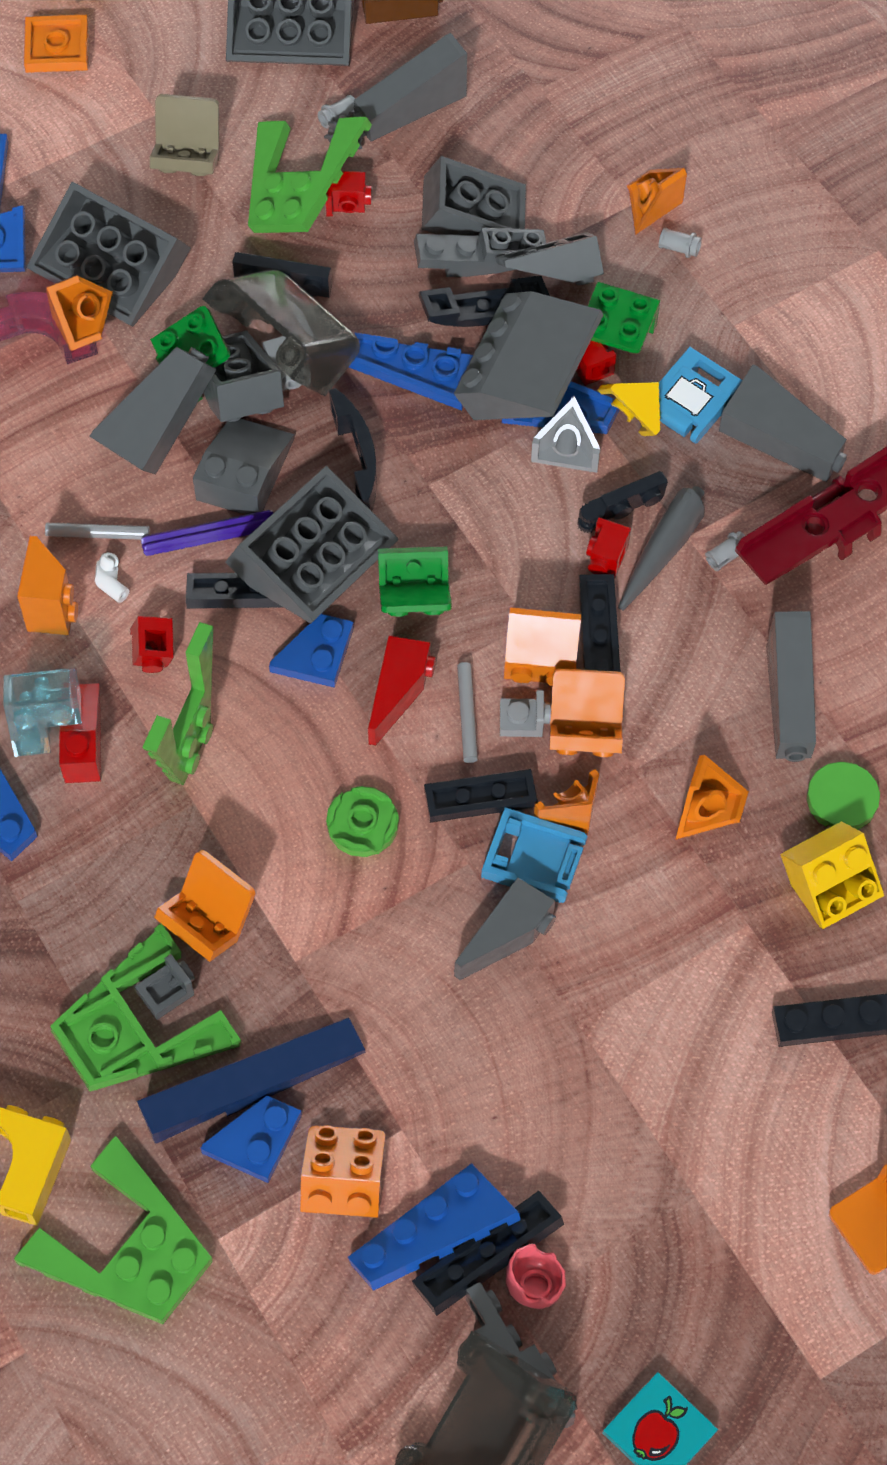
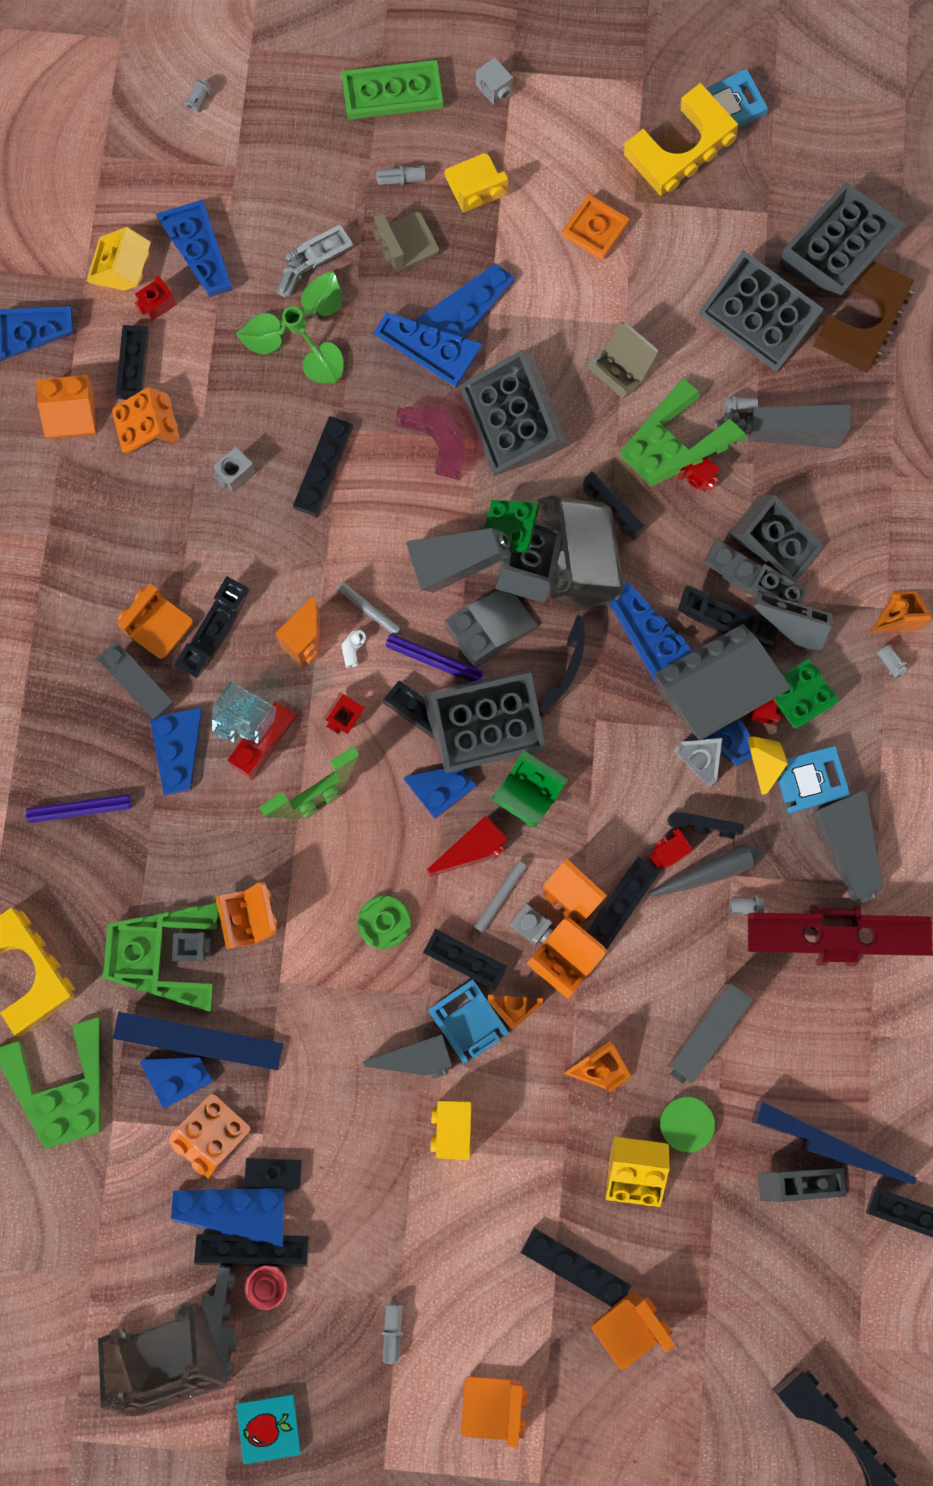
camera: 35 degrees right, 15 degrees up
(79, 310) = (459, 451): orange slope -> none
(446, 1158) = (273, 1173): none -> black plate
(608, 963) = (453, 1130): none -> yellow slope
(713, 1225) = (392, 1333): none -> light grey axle

